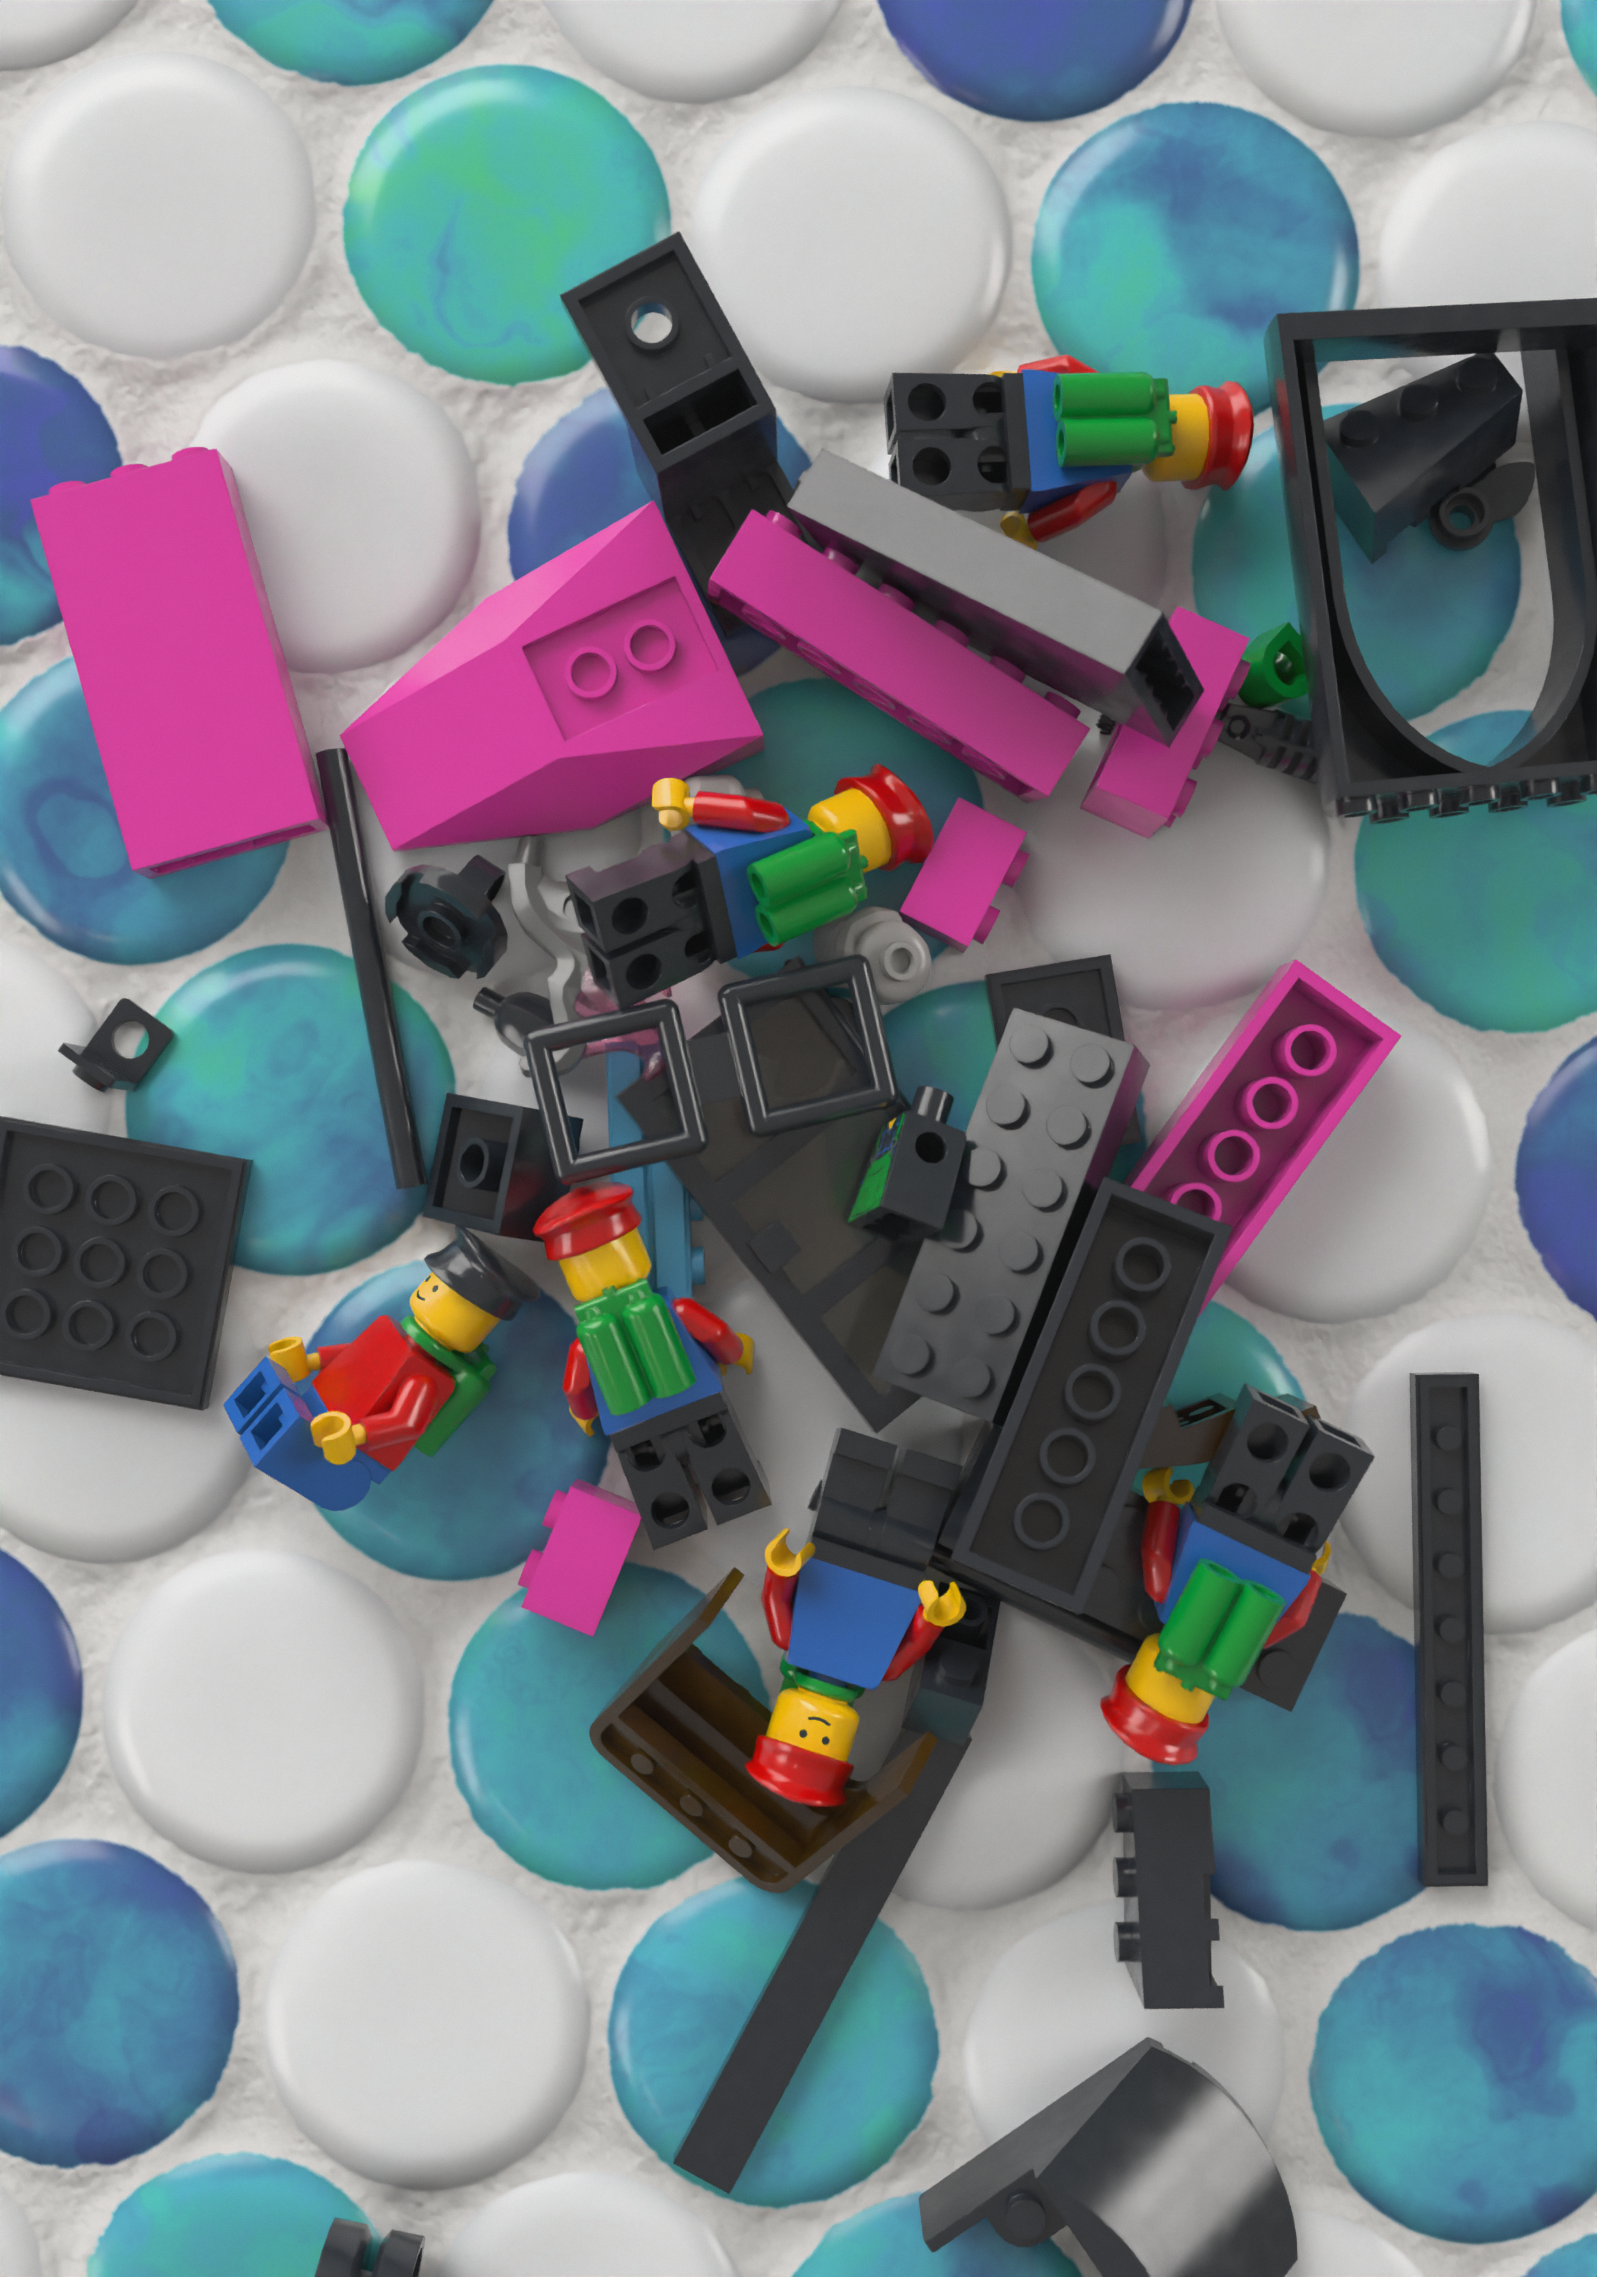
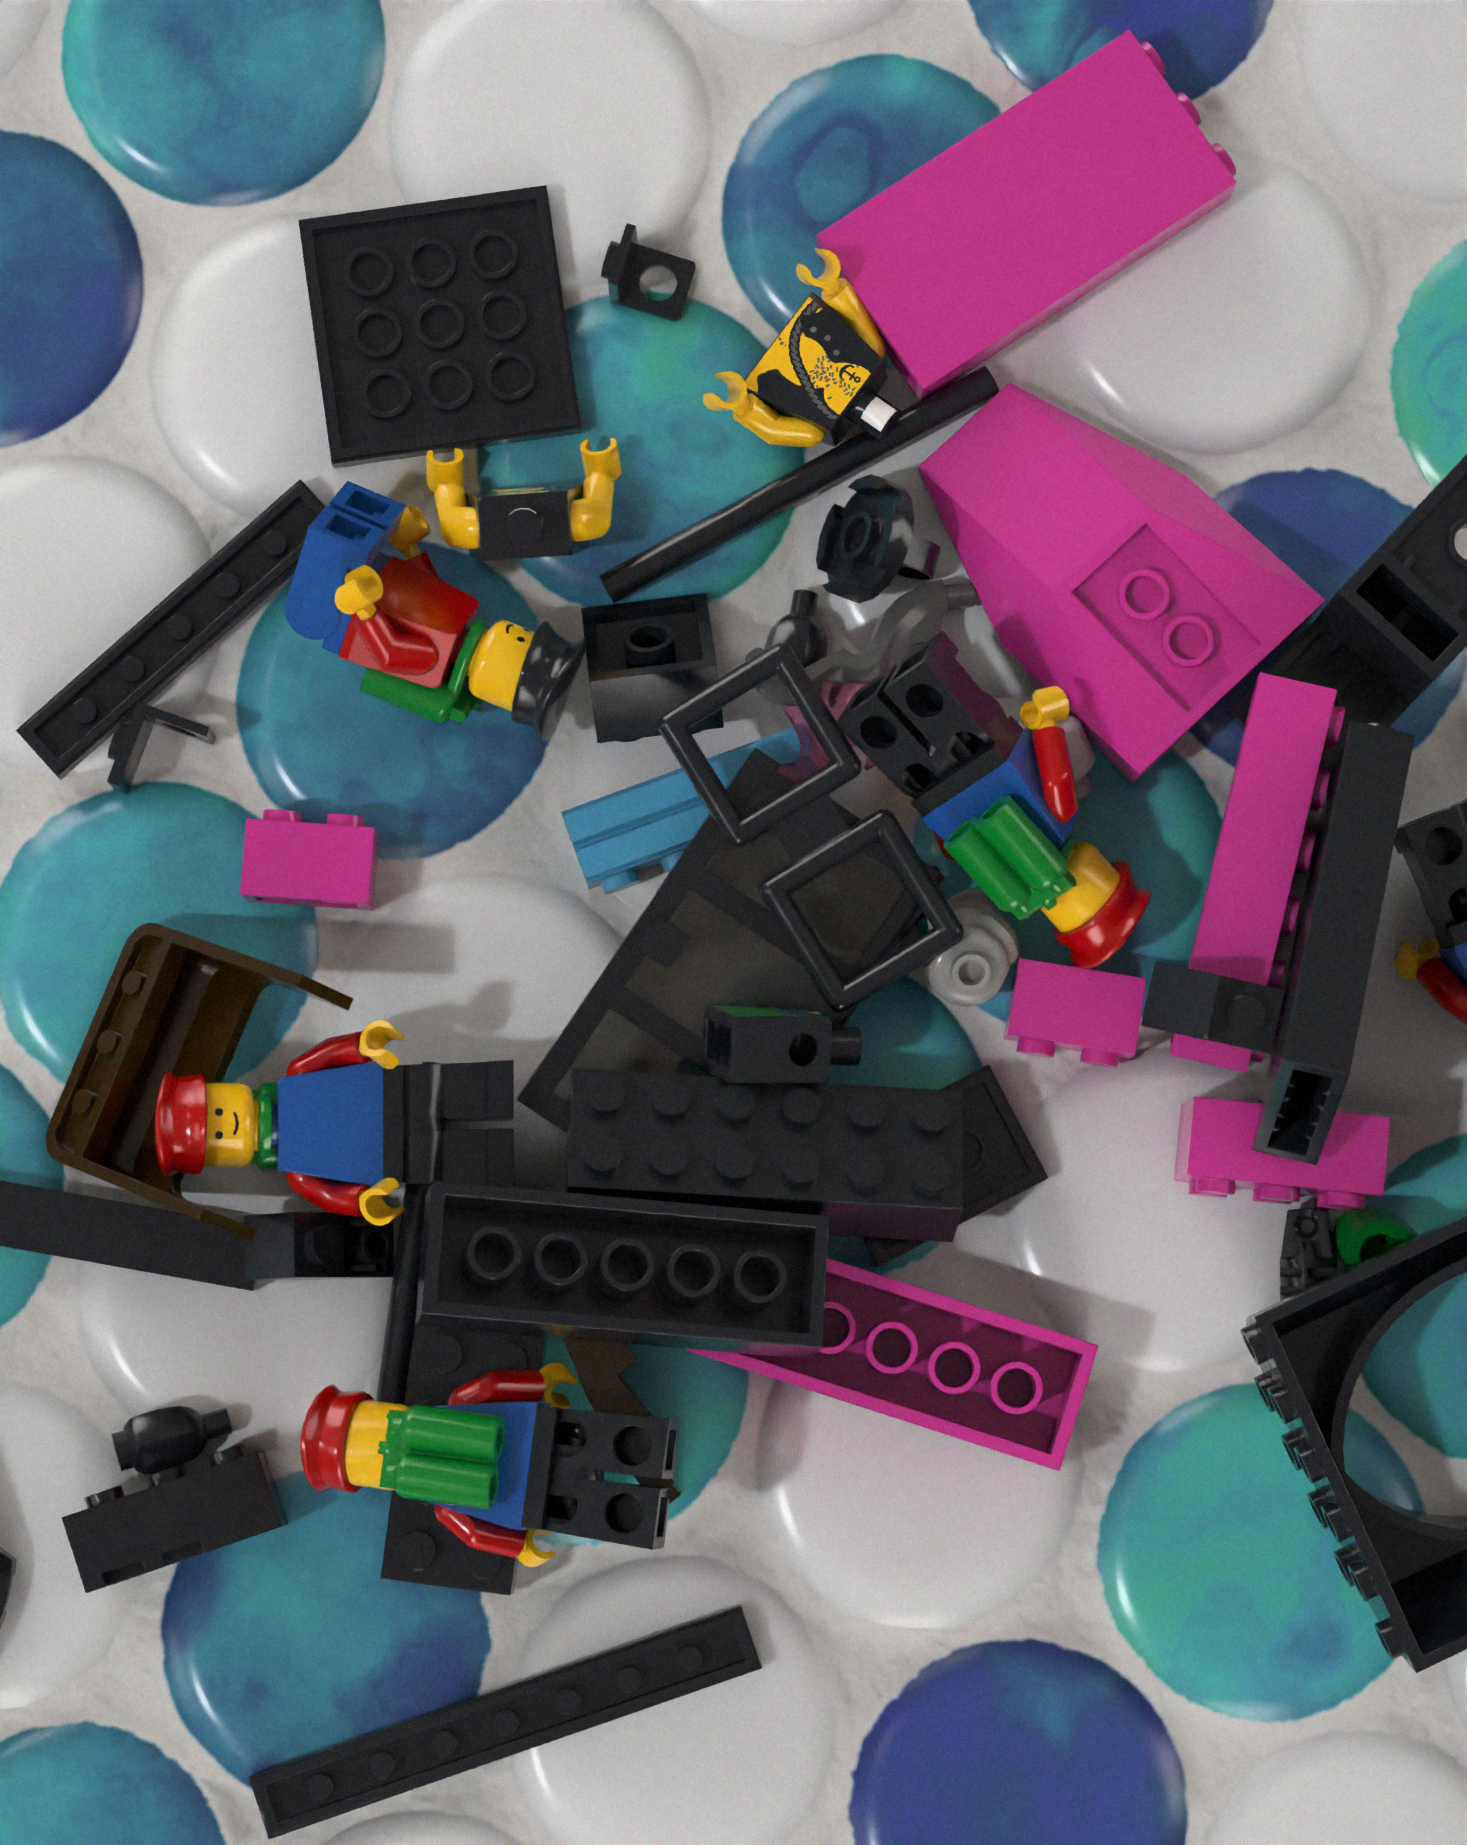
camera: 75 degrees right, 5 degrees down
(267, 915) = (816, 372): none -> torso
(319, 1242) = (525, 519): none -> torso
(320, 1620) = (173, 633): none -> black tile
(407, 1688) = (131, 739): none -> black bracket
(651, 1370) = (507, 867): piece -> none
(1020, 738) = (1213, 1007): none -> black slope
(1084, 1864) = (167, 1437): none -> black plant

